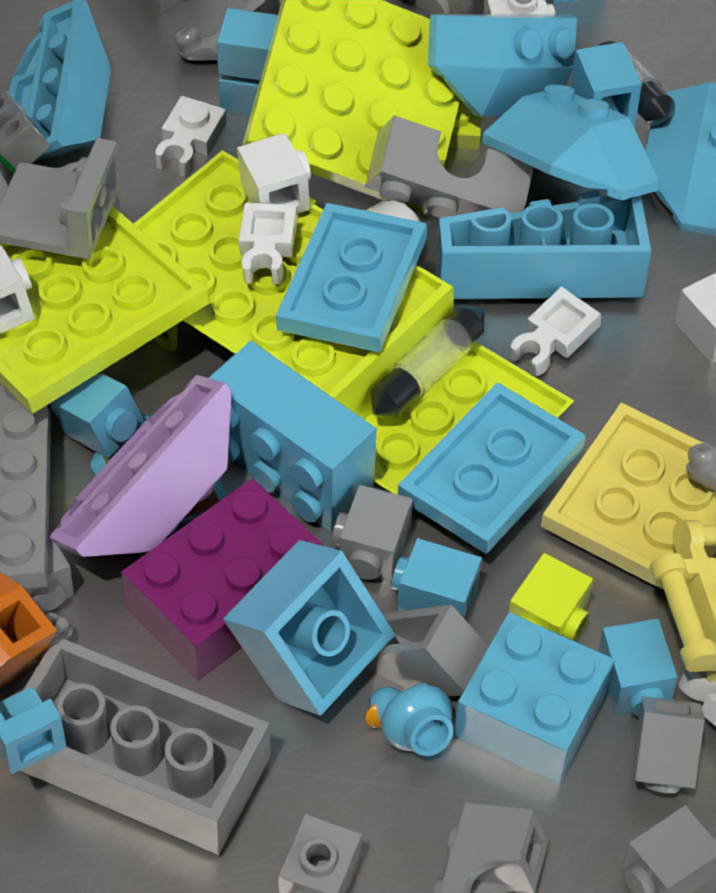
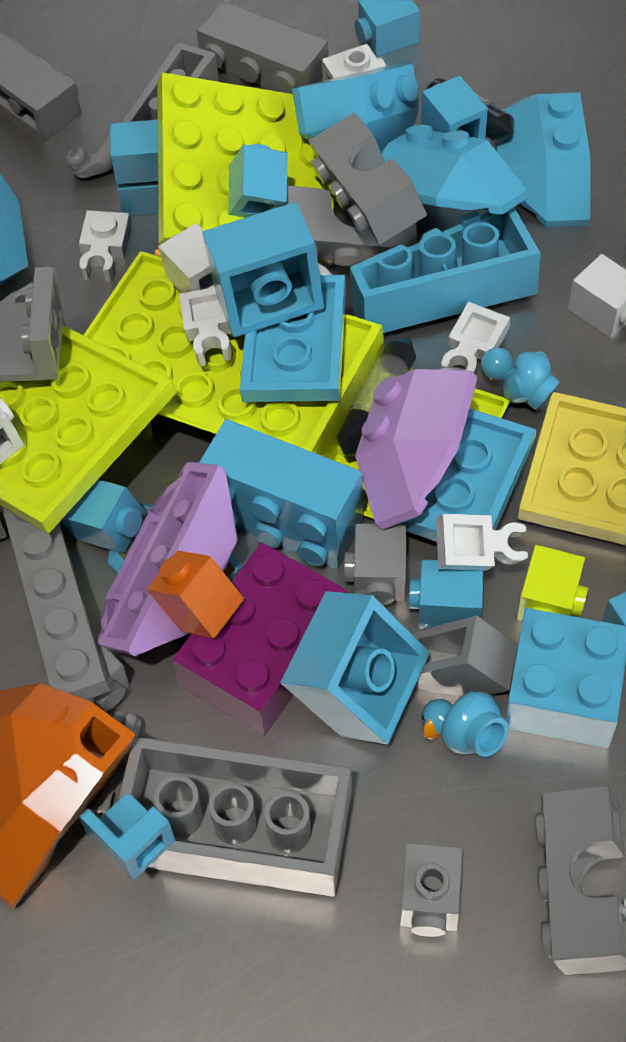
camera: 10 degrees left, 5 degrees up
(162, 507) = (195, 593): none -> orange brick
(336, 195) = (264, 269): none -> medium azure brick
(364, 105) = (257, 180): none -> medium azure brick
(440, 408) = (412, 439): none -> lavender wedge
(472, 532) = (471, 544): none -> white plate
(480, 127) = (376, 191): none -> light grey arch
(596, 377) = (527, 381): none -> medium azure animal

